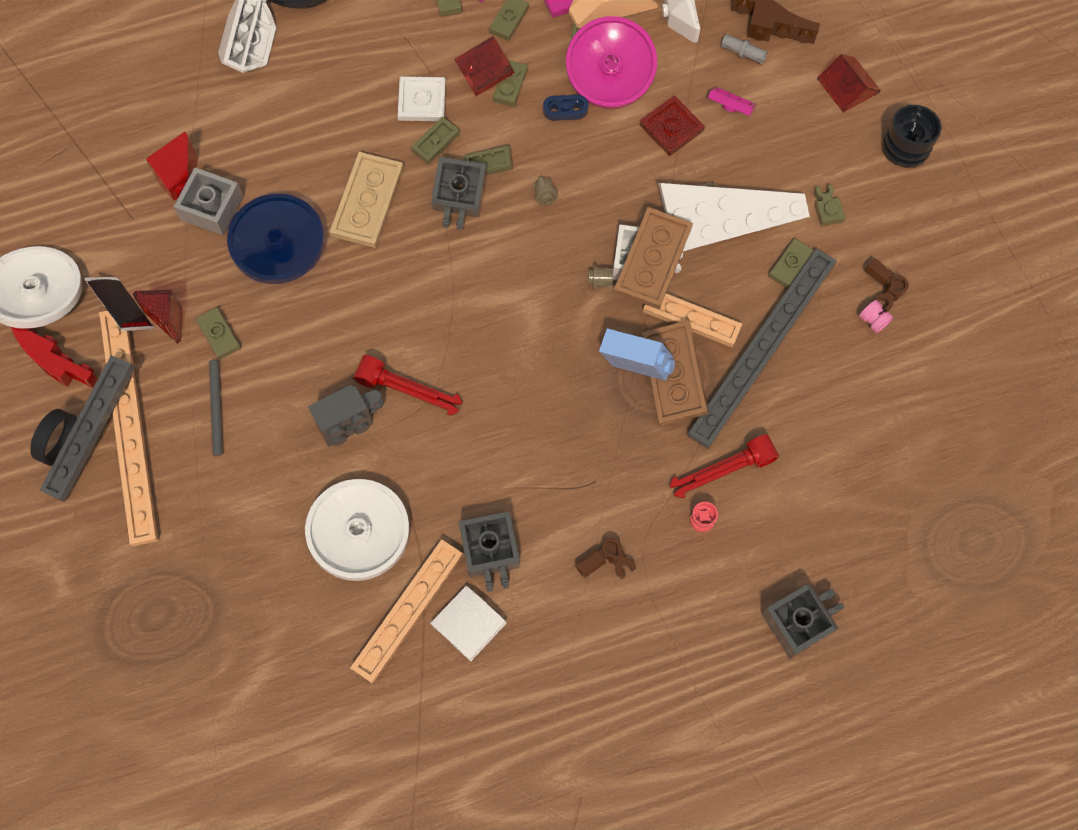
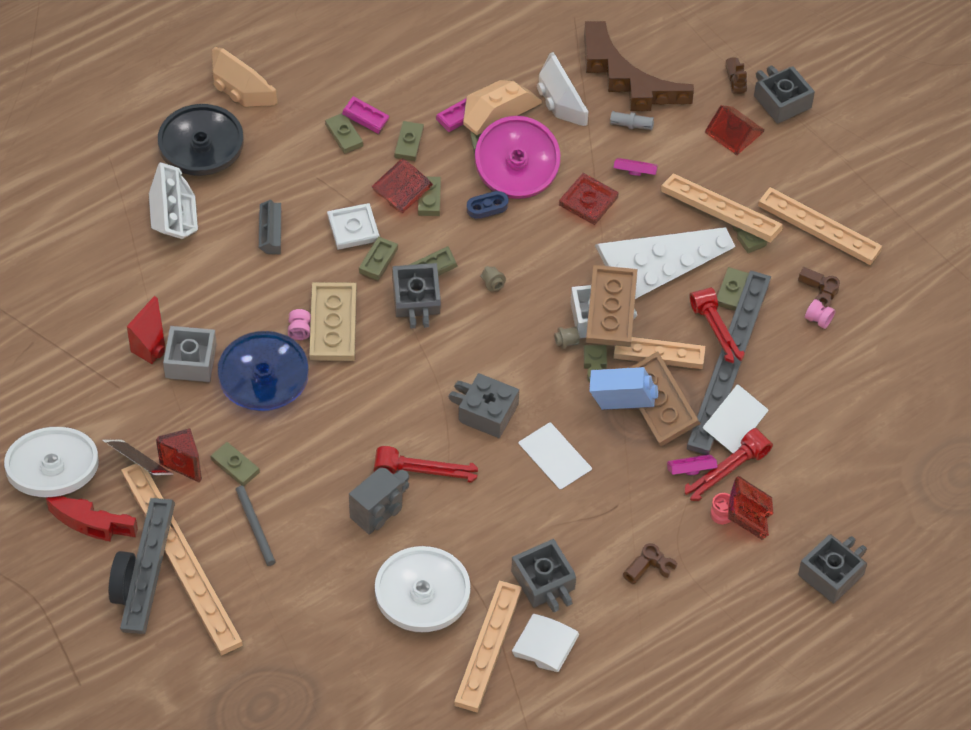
camera: 15 degrees left, 15 degrees down
(331, 194) = (299, 324): none -> bright pink wheel
(338, 80) = (270, 227): none -> dark grey piece
(490, 320) = (486, 404): none -> dark grey hinge
(548, 407) = (555, 455): none -> white sticker
(622, 310) = (594, 358): none -> olive plate
(686, 457) = (691, 465): none -> dark pink plate
(732, 525) = (750, 507): none -> clear red slope
(749, 415) = (735, 418): none -> white sticker
(758, 274) = (706, 304): none -> red piece
(808, 170) = (721, 207): none -> light nougat plate
(869, 23) = (736, 75): none -> reddish brown bar
(907, 215) = (820, 226): none -> light nougat plate
(911, 136) = (803, 159): black wheel -> none
(912, 55) = (783, 93): none -> dark grey hinge

